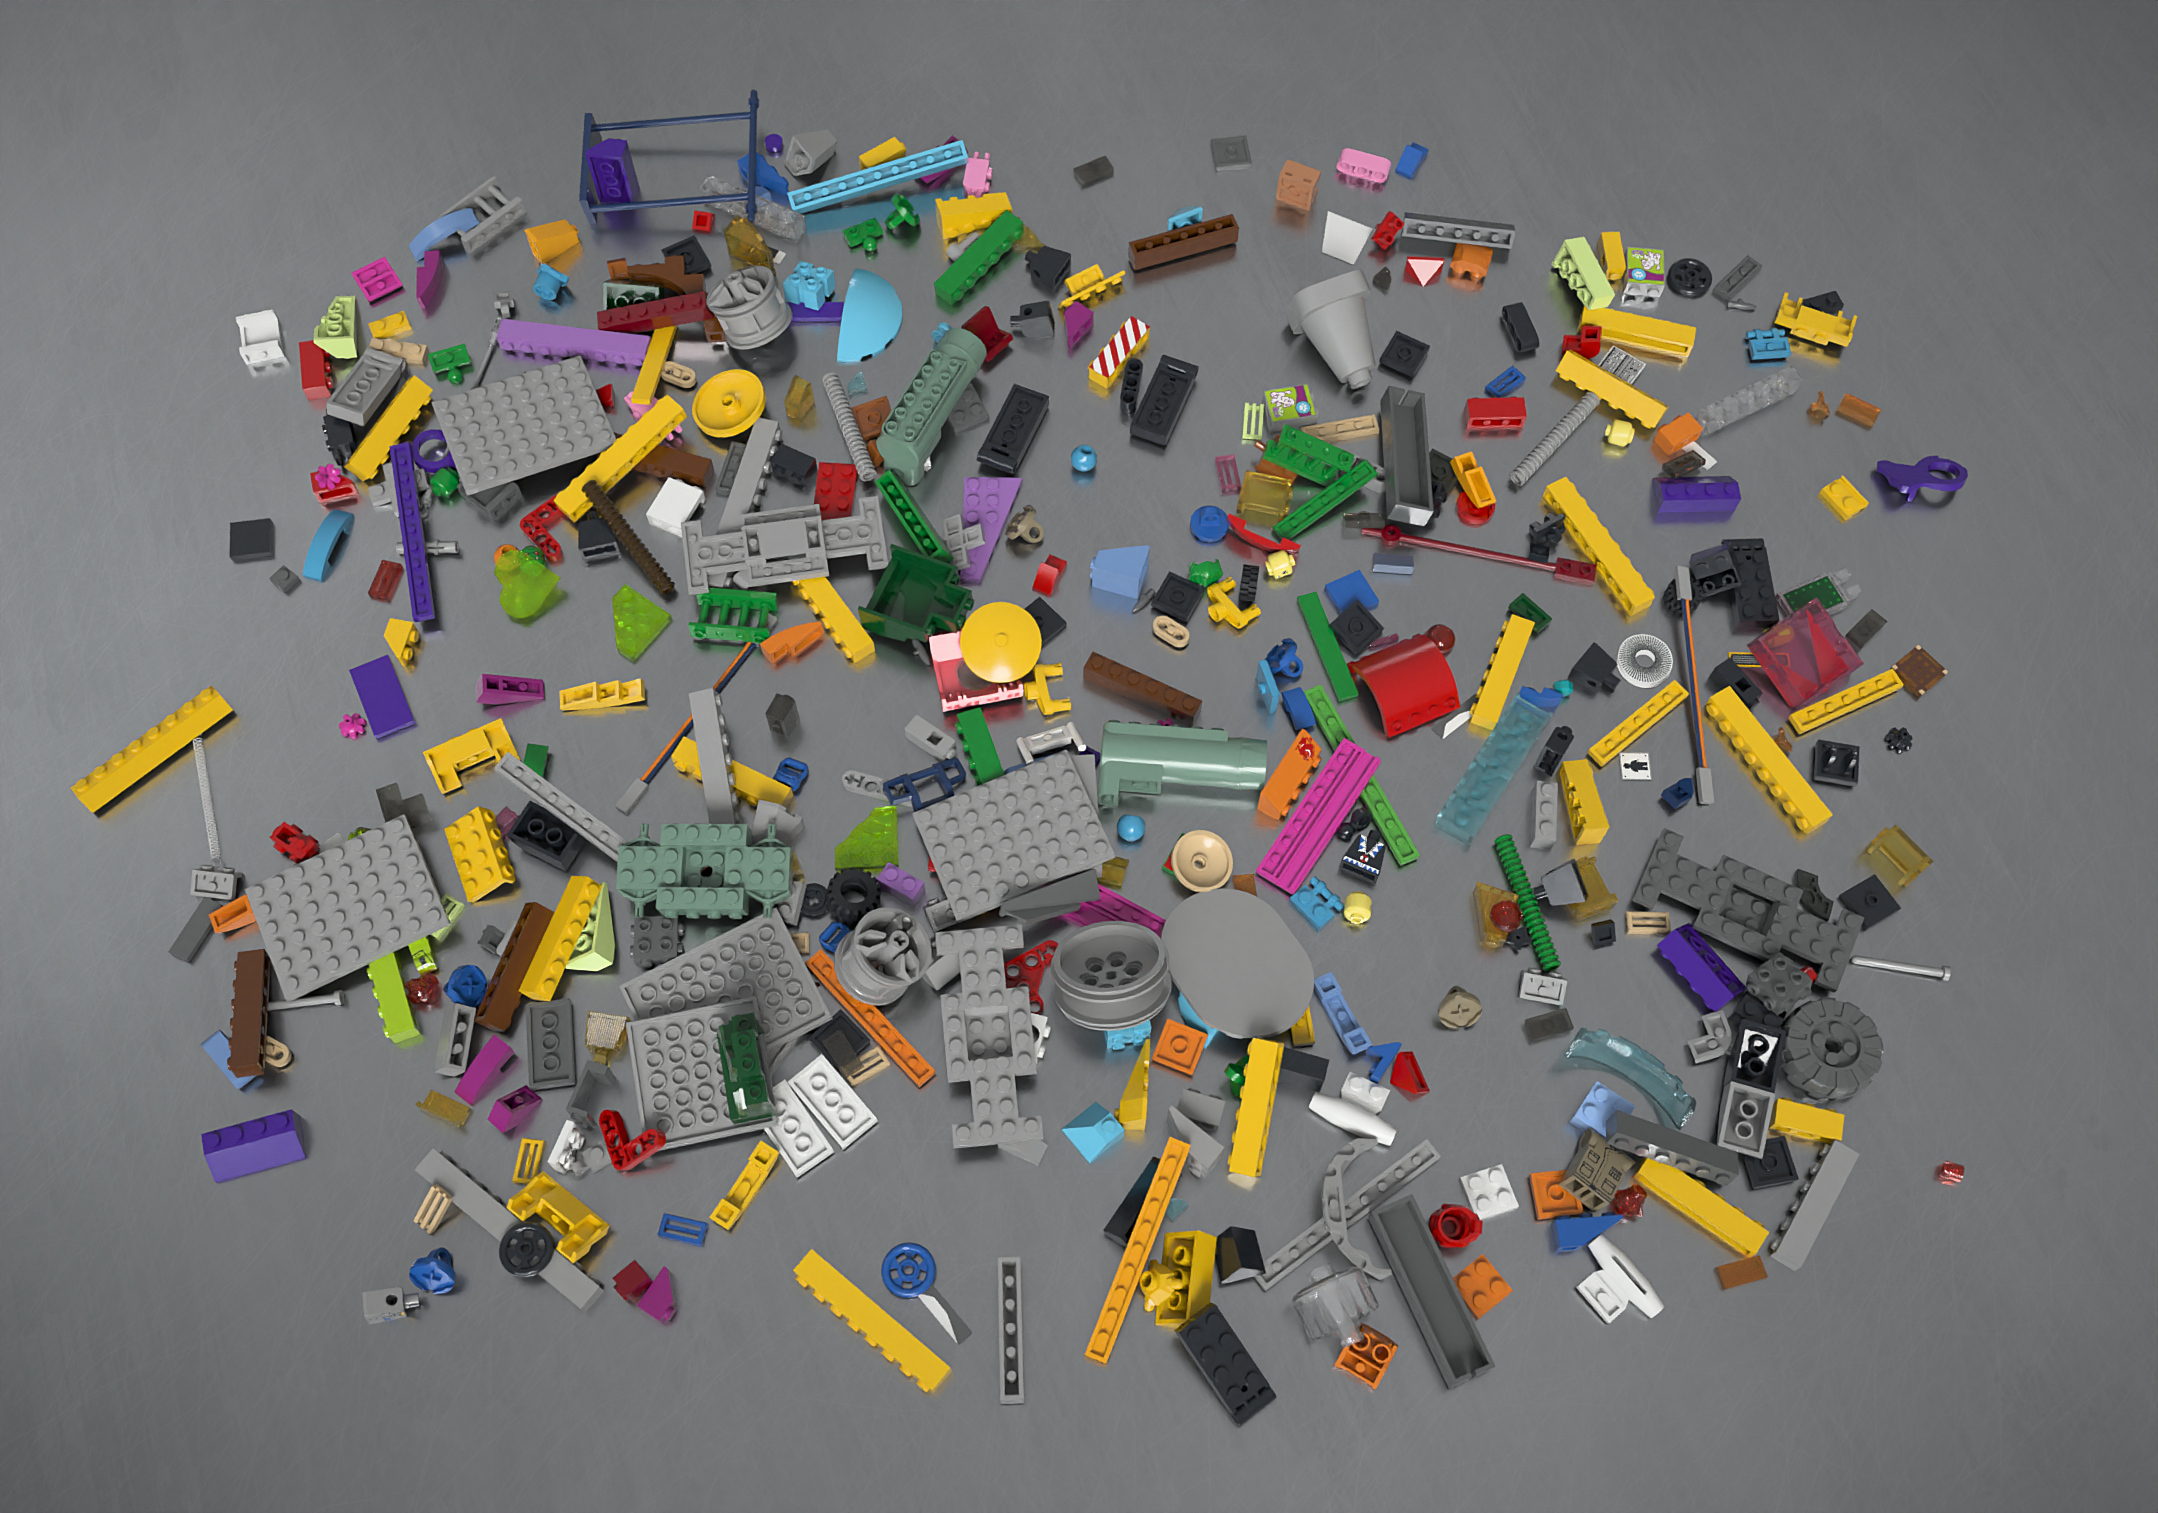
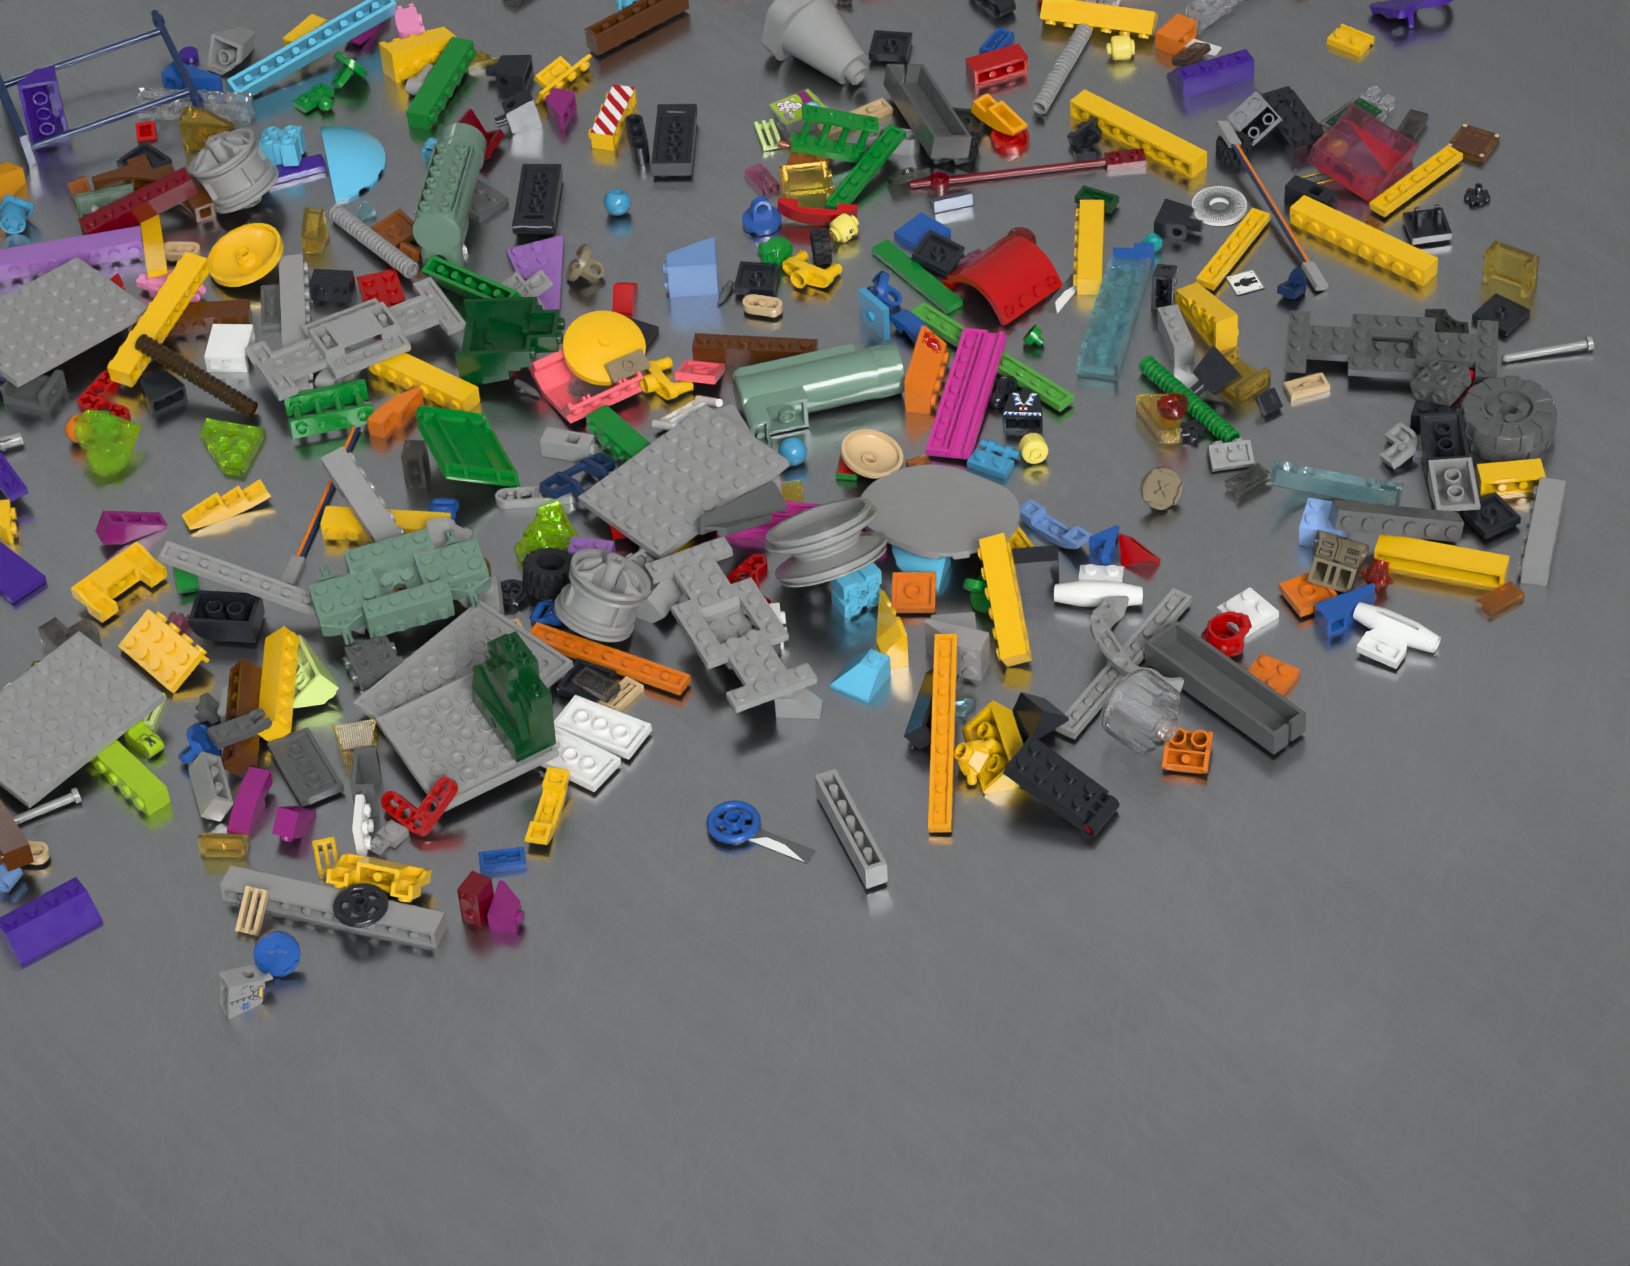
camera: 15 degrees left, 20 degrees down
(422, 988) = (158, 762): clear red rock -> none
(495, 991) = (239, 728): none -> dark grey hinge
(833, 715) = (465, 446): none -> green piece
(872, 1321) = (717, 864): yellow brick -> none
(1013, 673) = (627, 366): none -> dark tan plate
(1082, 694) = (699, 371): none -> coral tile
(1408, 763) = (1033, 336): none -> green tile
(1701, 967) = (1366, 399): dark purple slope -> none

